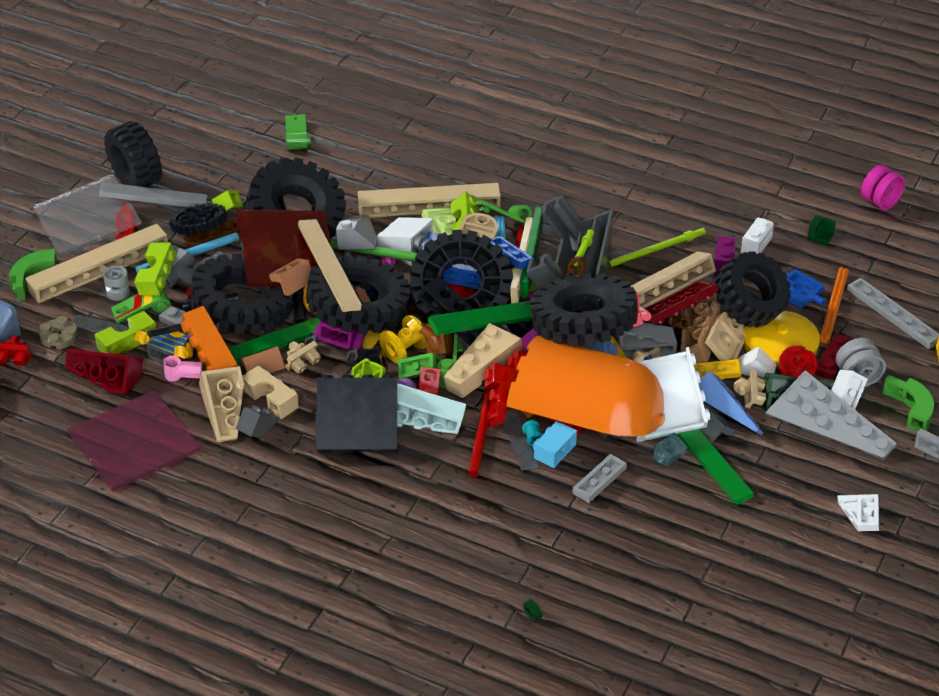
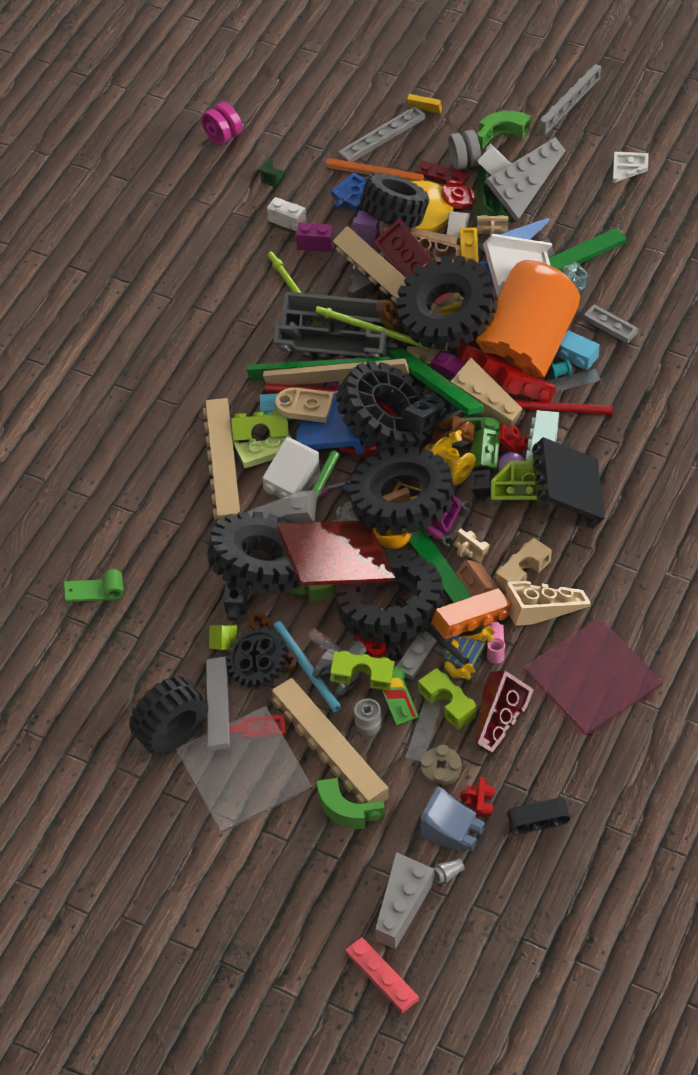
camera: 90 degrees left, 10 degrees up
(256, 421) = (567, 571): dark grey slope -> none
(292, 276) = (376, 544): nougat panel -> none
(329, 265) = (378, 503): tan tile -> none
(515, 255) = (335, 376): blue tile -> none
(516, 213) = (253, 389): bright green door -> none

